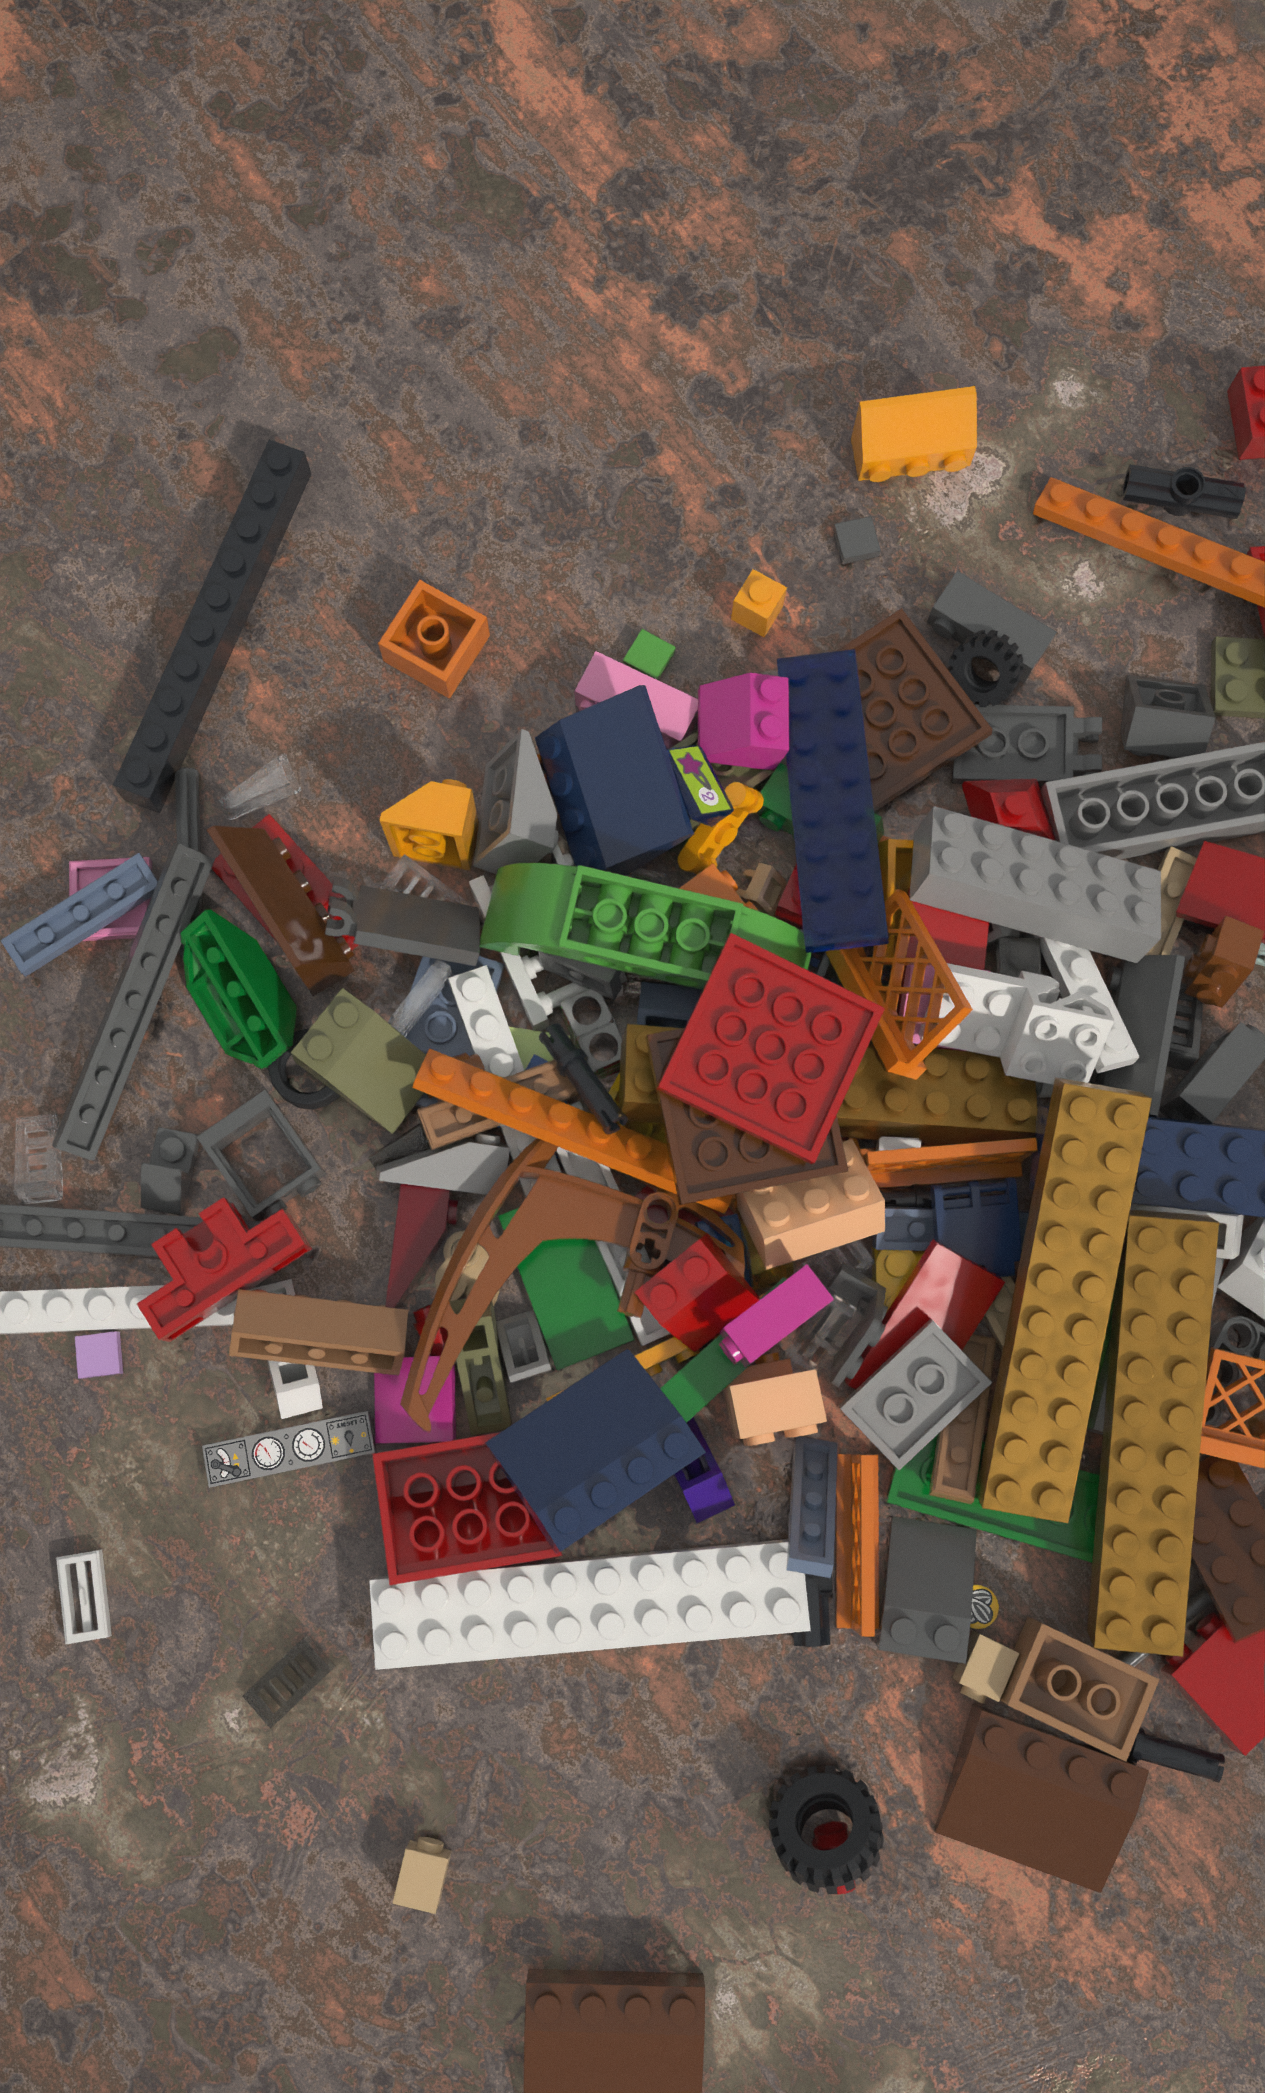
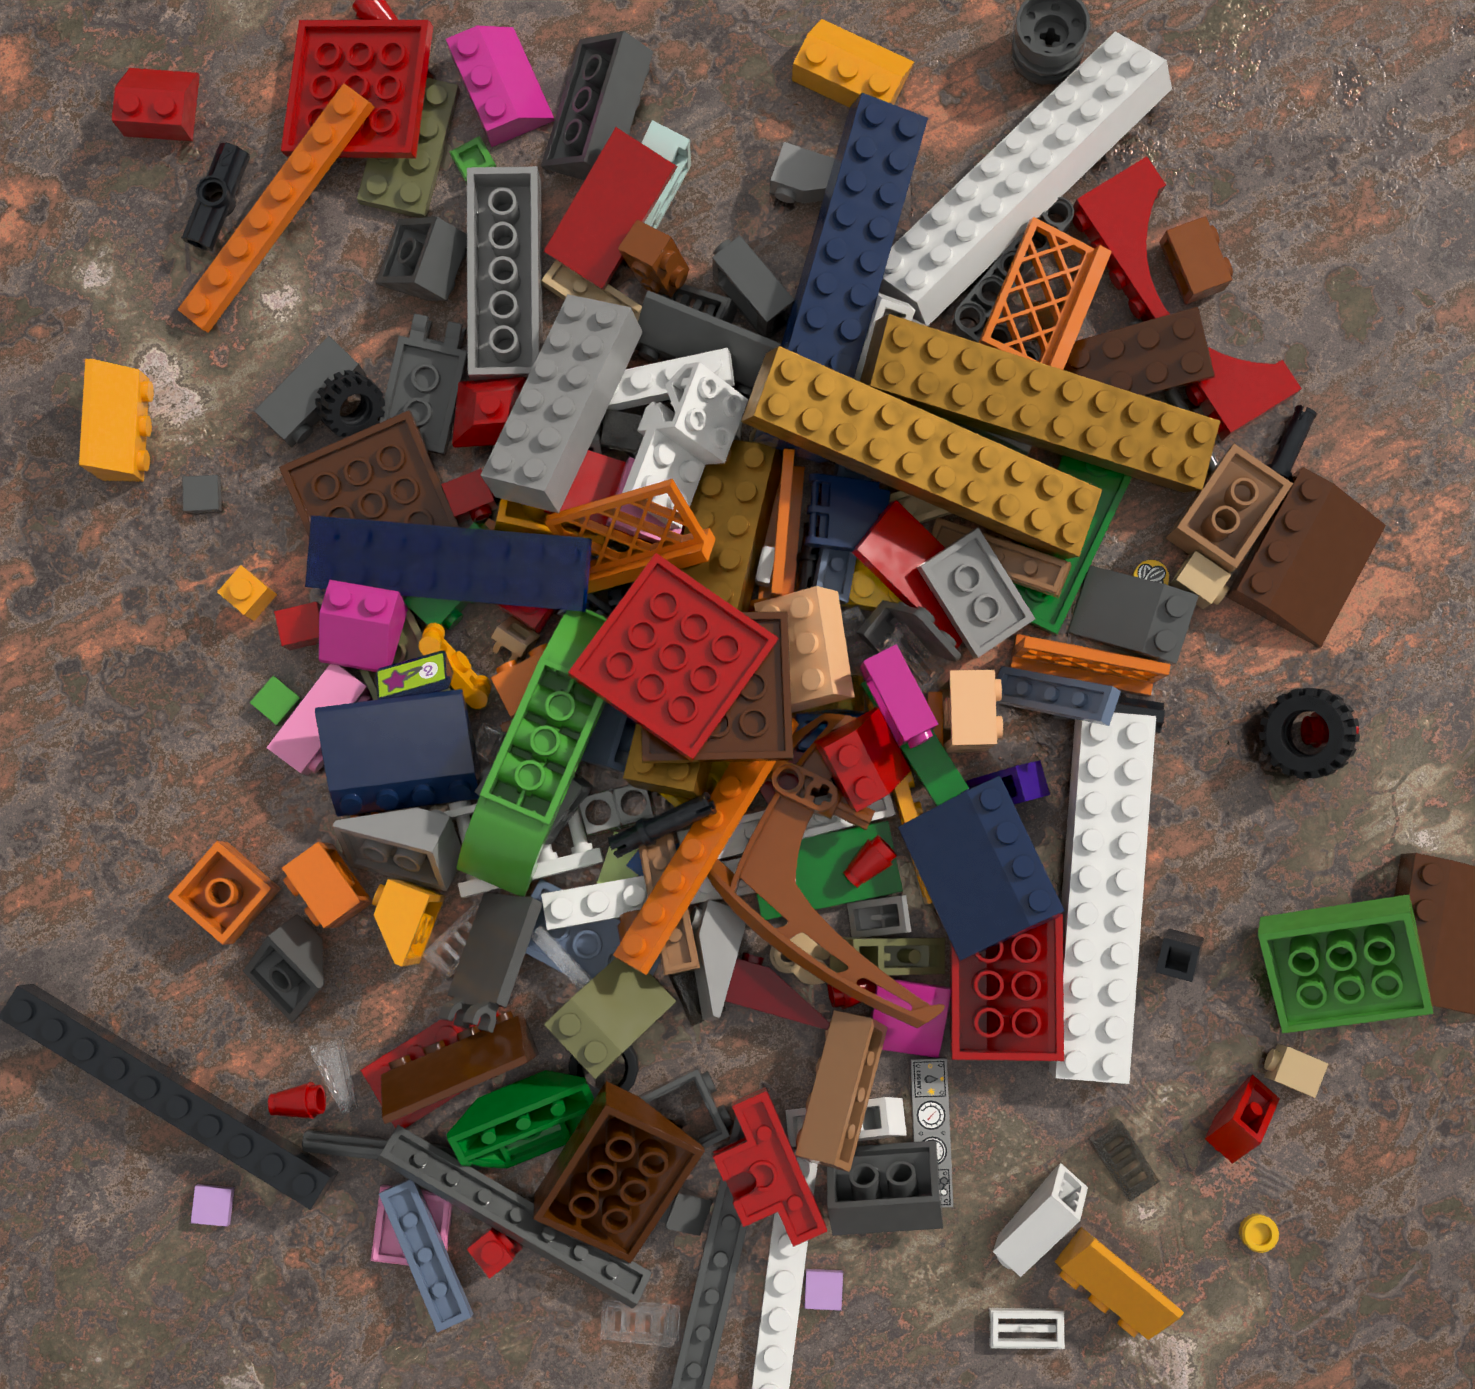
camera: 80 degrees left, 5 degrees up
(93, 984) = (493, 1251): none -> red brick
(107, 691) = (212, 1205): none -> lavender tile
(142, 1694) = (1116, 1286): none -> light orange slope
(192, 1099) = (616, 1174): none -> reddish brown slope
(206, 1593) = (1041, 1221): none -> white slope
(217, 1406) = (886, 1190): none -> dark grey slope
(227, 759) = (300, 1101): none -> red cone
(227, 1860) = (1258, 1233): none -> yellow tile
(355, 1819) = (1243, 1120): none -> red slope
(368, 719) = (289, 967): none -> dark grey slope
(458, 737) = (326, 886): none -> orange brick
(535, 1709) = (1180, 955): none -> black brick
(556, 1917) = (1345, 964): none -> bright green slope
(584, 1324) = (870, 861): none -> red cone
(732, 658) = (298, 625): none -> red brick
(906, 810) = (470, 497): none -> red brick

